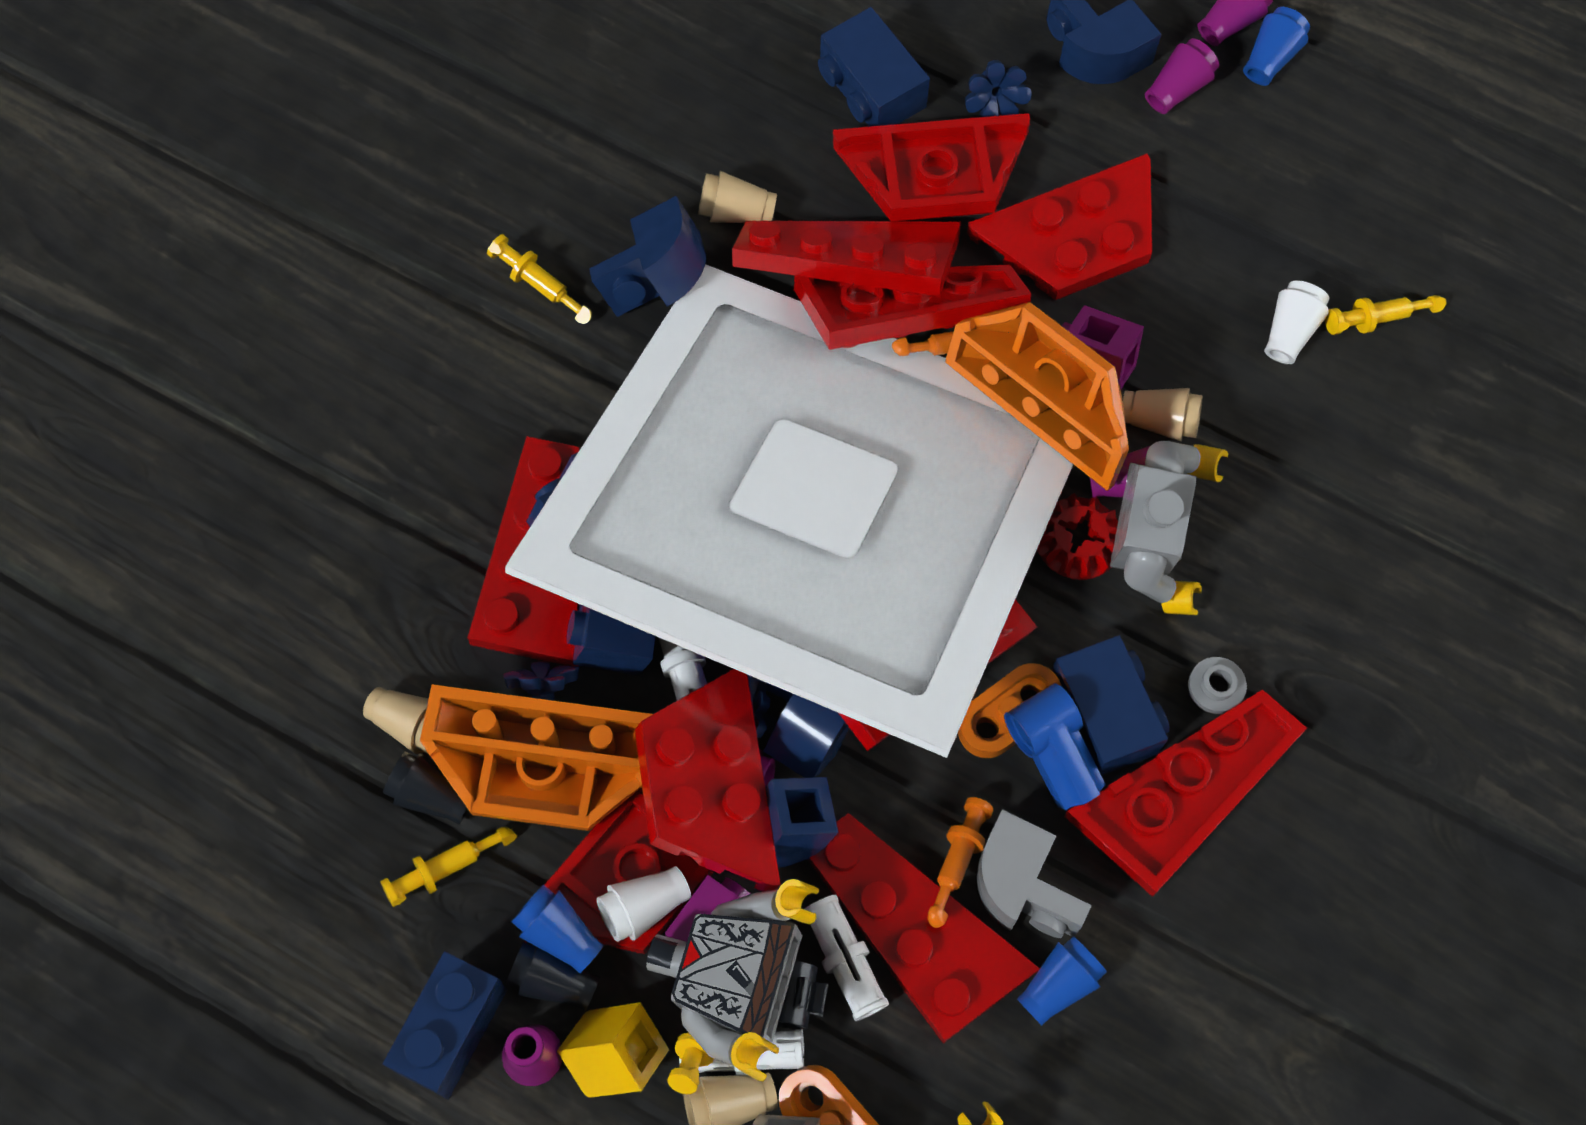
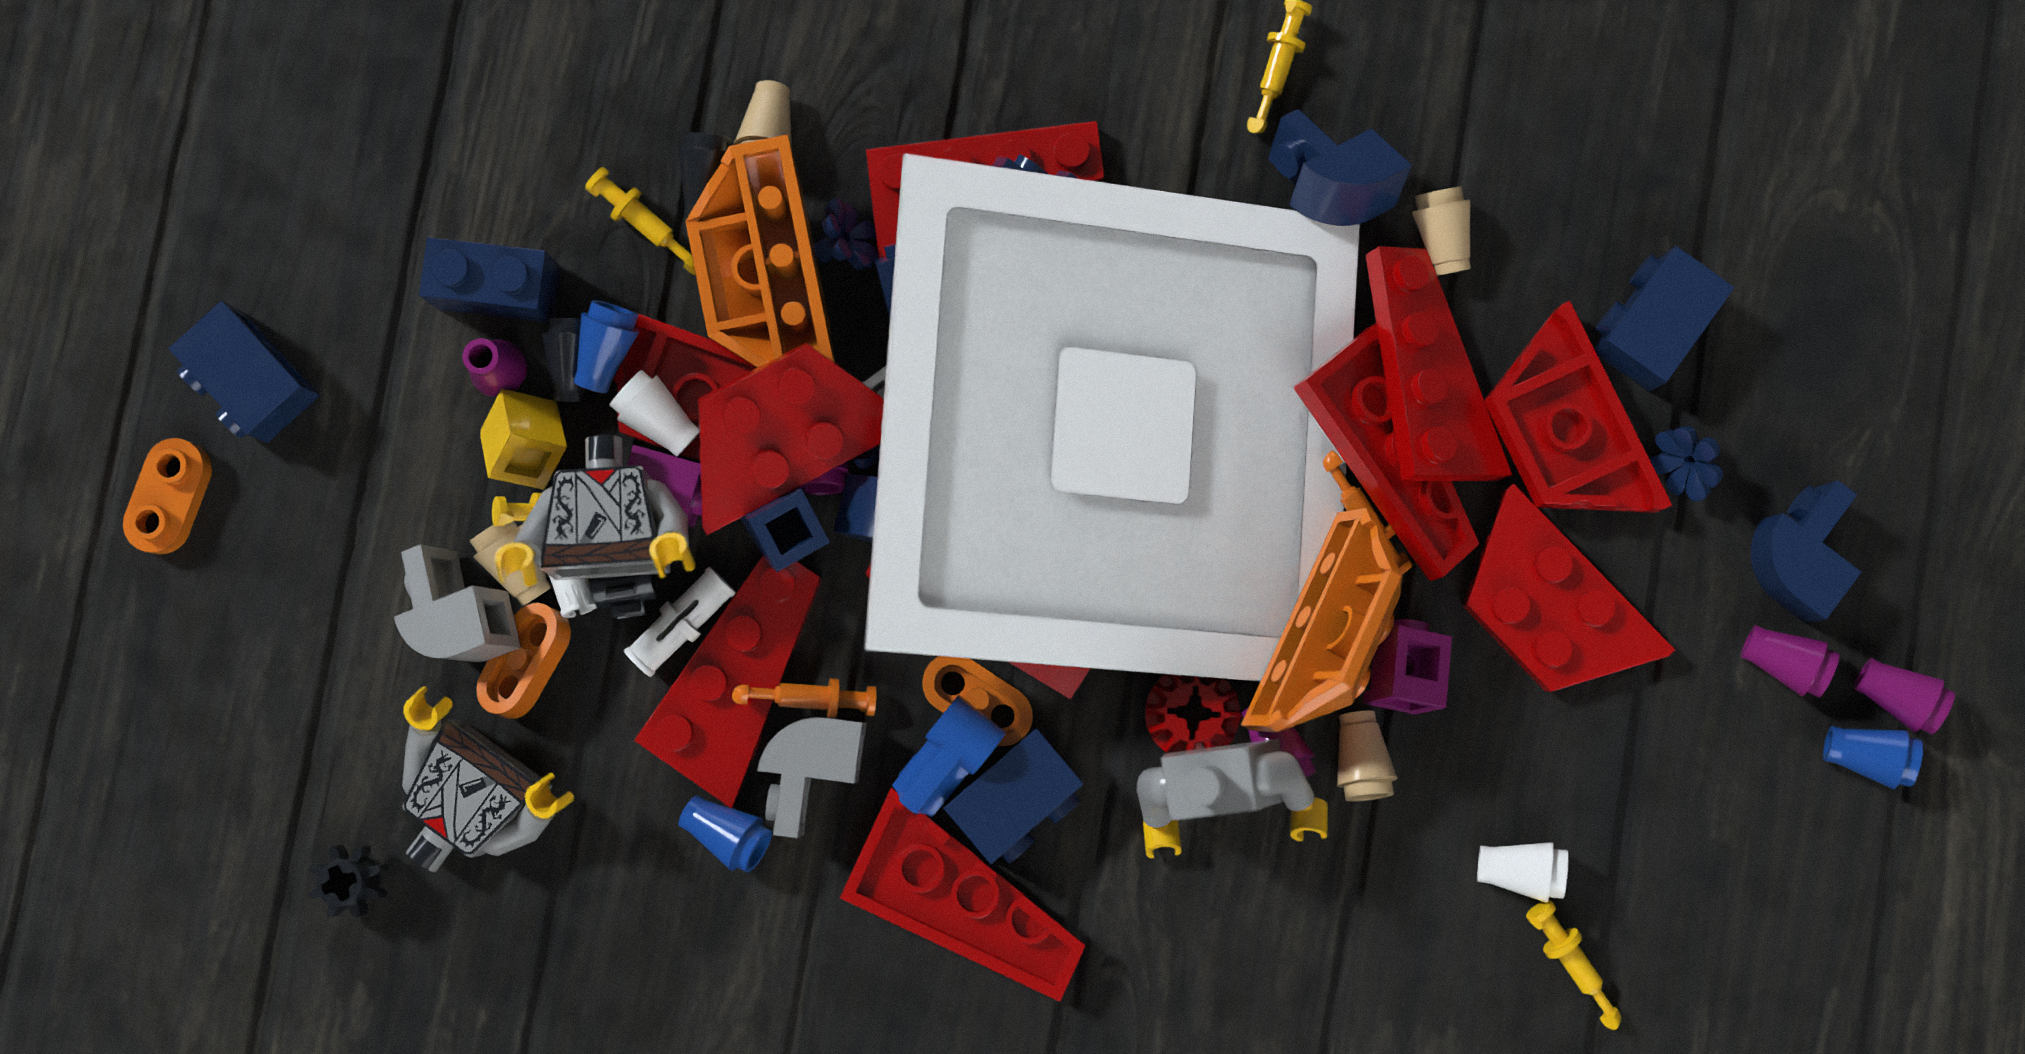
camera: 75 degrees right, 15 degrees up
(1206, 696) = (1074, 880): light grey plate -> none

